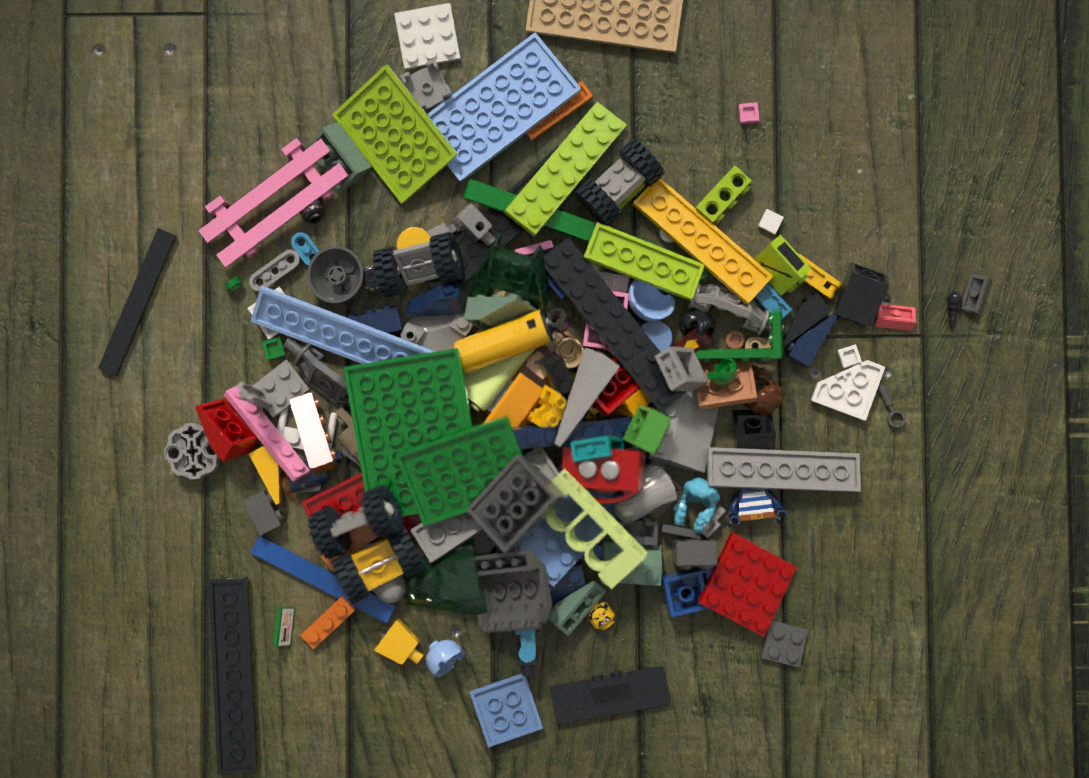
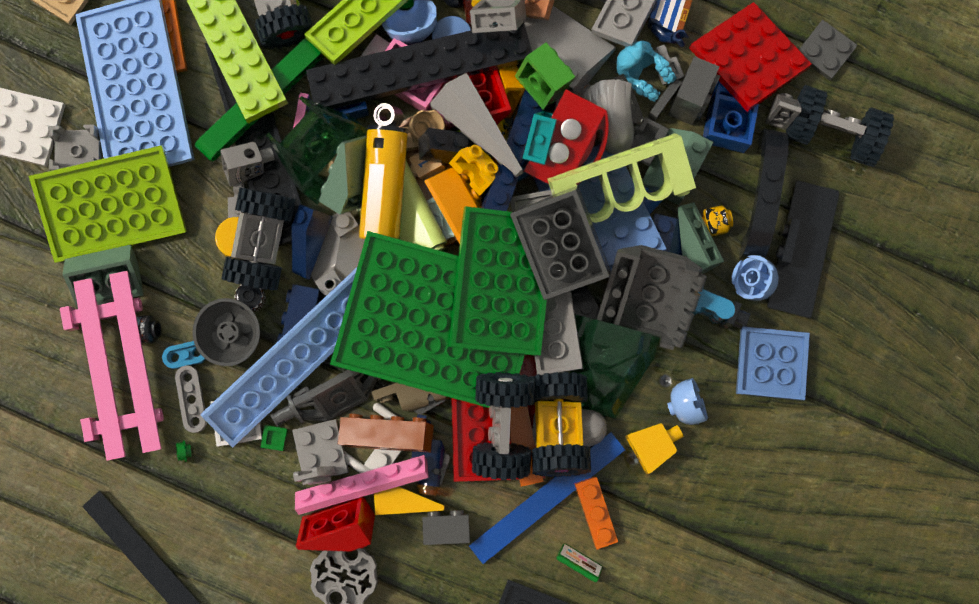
camera: 70 degrees left, 5 degrees down
(566, 666) = (755, 278): none -> light blue cylinder
(638, 647) = (774, 153): none -> black arch
(715, 630) = (783, 111): none -> light grey slope
(724, 708) = (869, 135): none -> black plate

